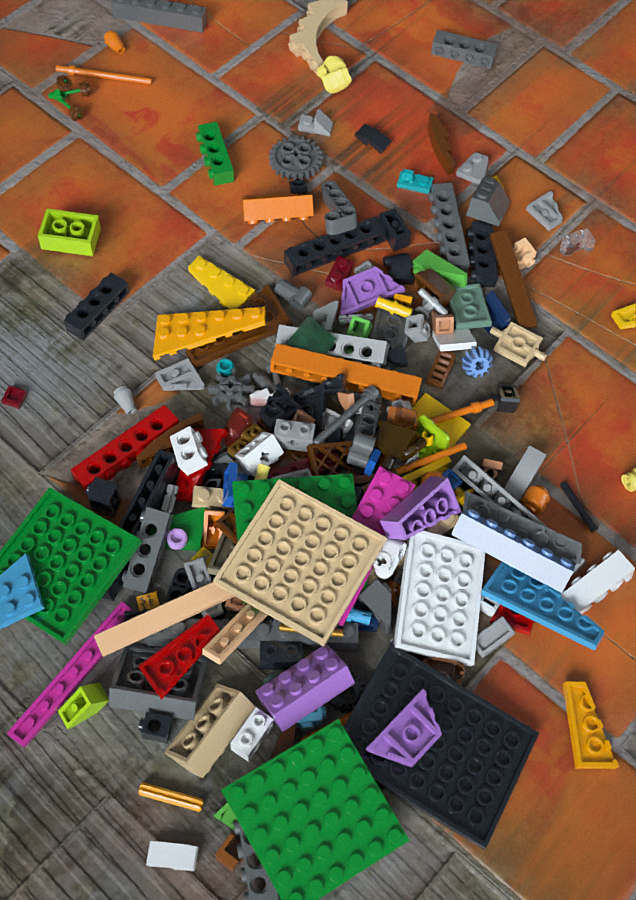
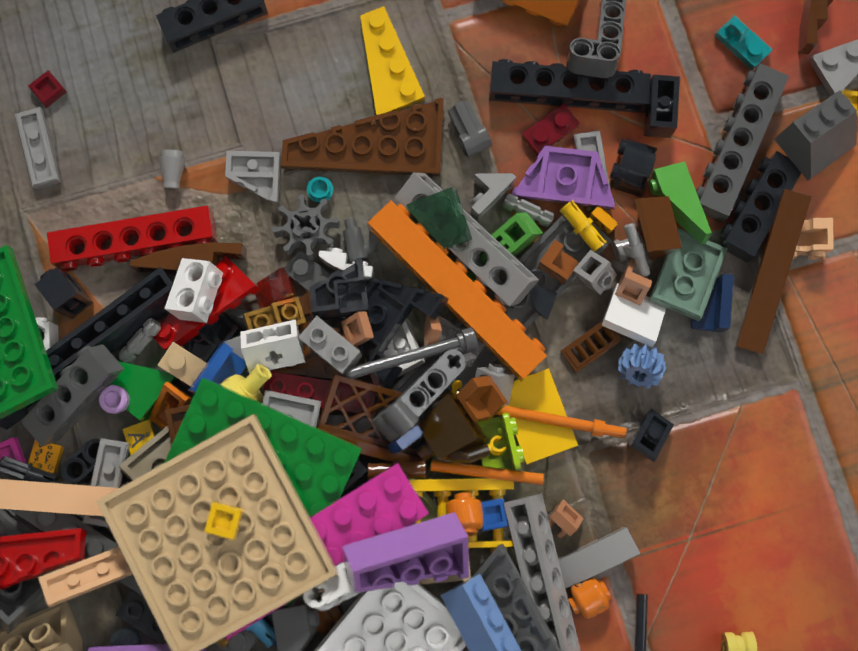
camera: 35 degrees right, 20 degrees up
(29, 432) = (38, 148): none -> light grey tile
(200, 328) = (316, 117): light orange wing -> none
(301, 542) = (224, 520): none -> yellow plate
(392, 335) = (557, 263): none -> dark orange panel
(518, 344) = (717, 367): tan plate -> none

